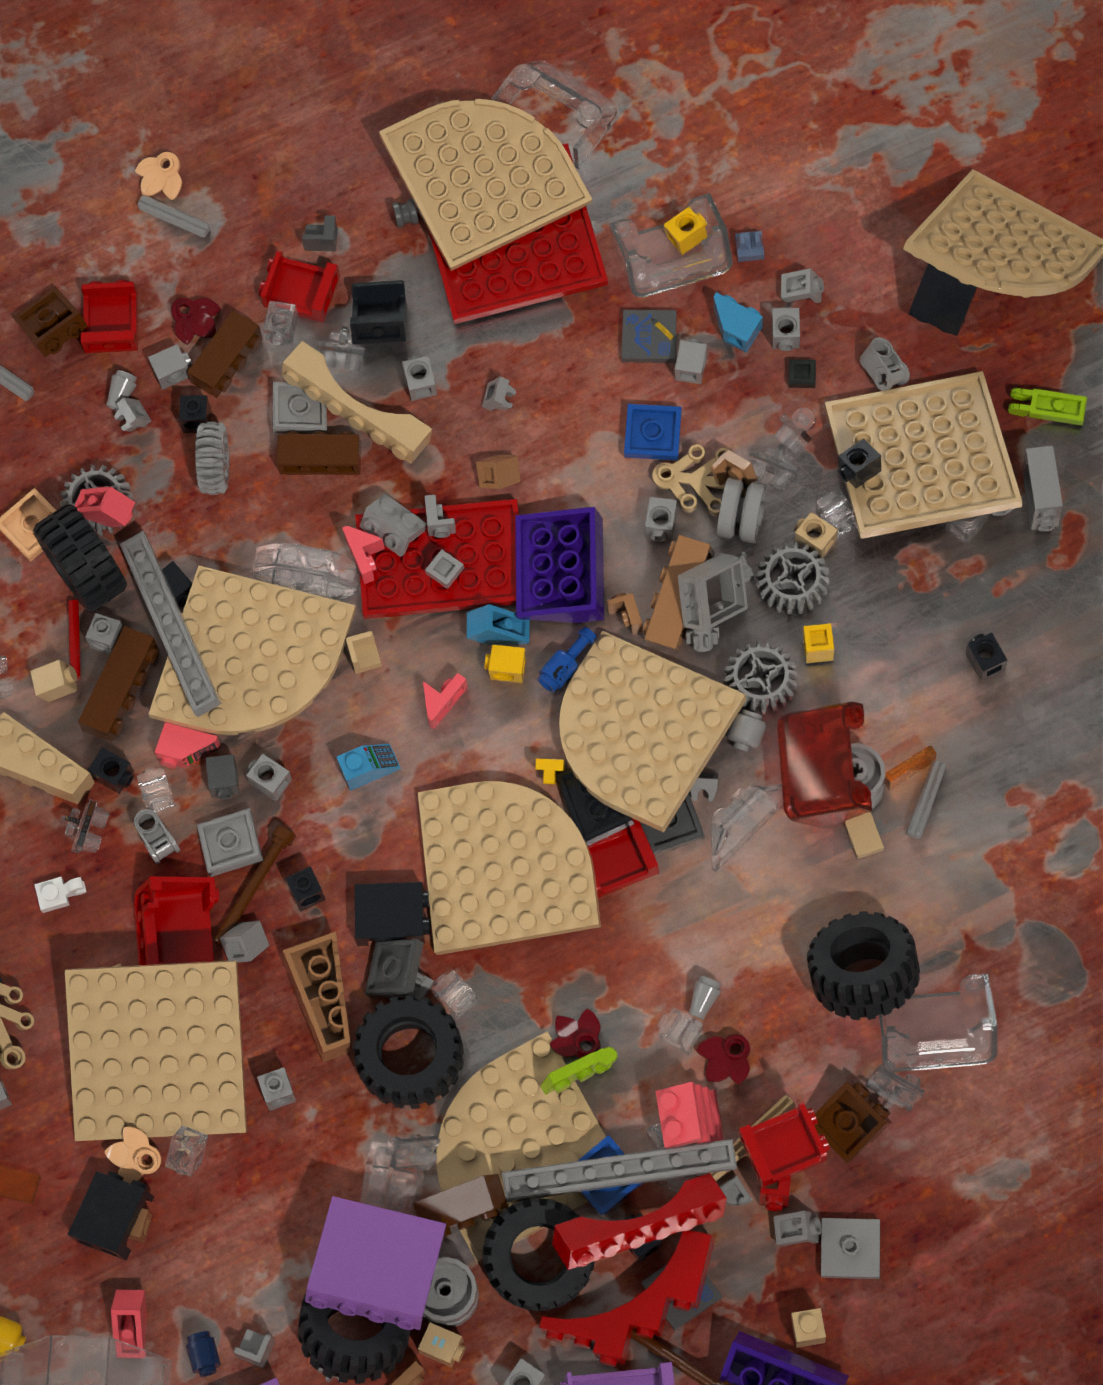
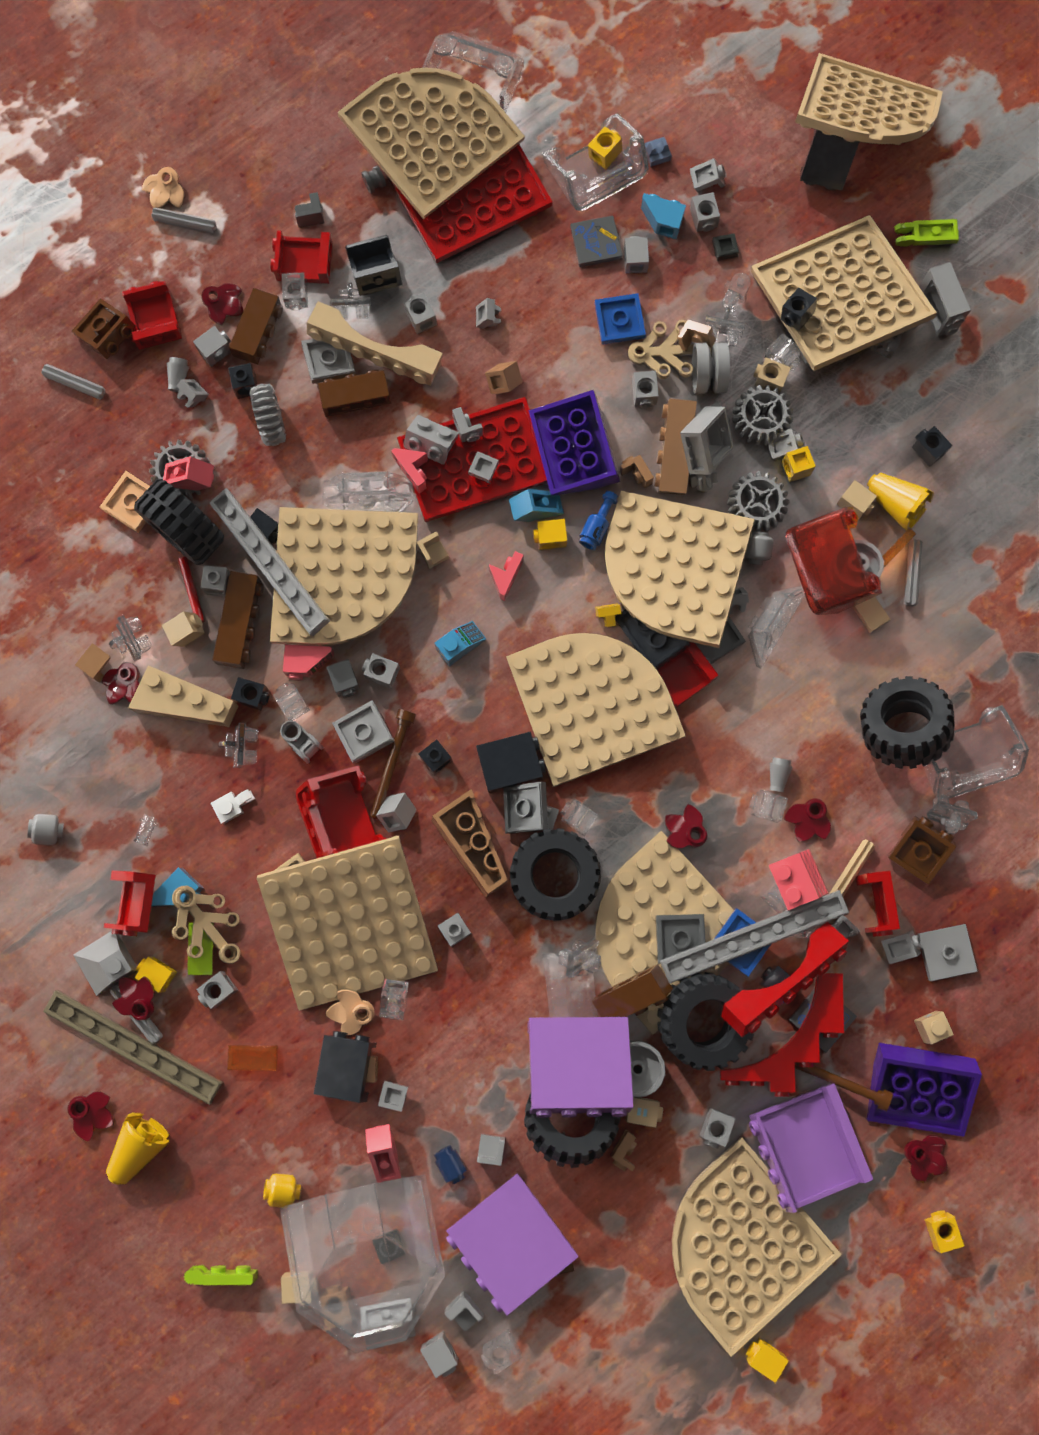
camera: 20 degrees left, 10 degrees up
(157, 1259) = (393, 1096): none -> light grey tile
(535, 1148) = (678, 933): none -> dark grey tile
(581, 1069) = (699, 859): lime hinge -> none
(784, 1145) = (888, 888): red panel -> none
(812, 614) = (786, 442): none -> light grey bracket
(879, 700) = (858, 498): none -> tan brick
(881, 364) = (788, 225): light grey piece -> none
(931, 710) = (900, 498): none -> yellow cone

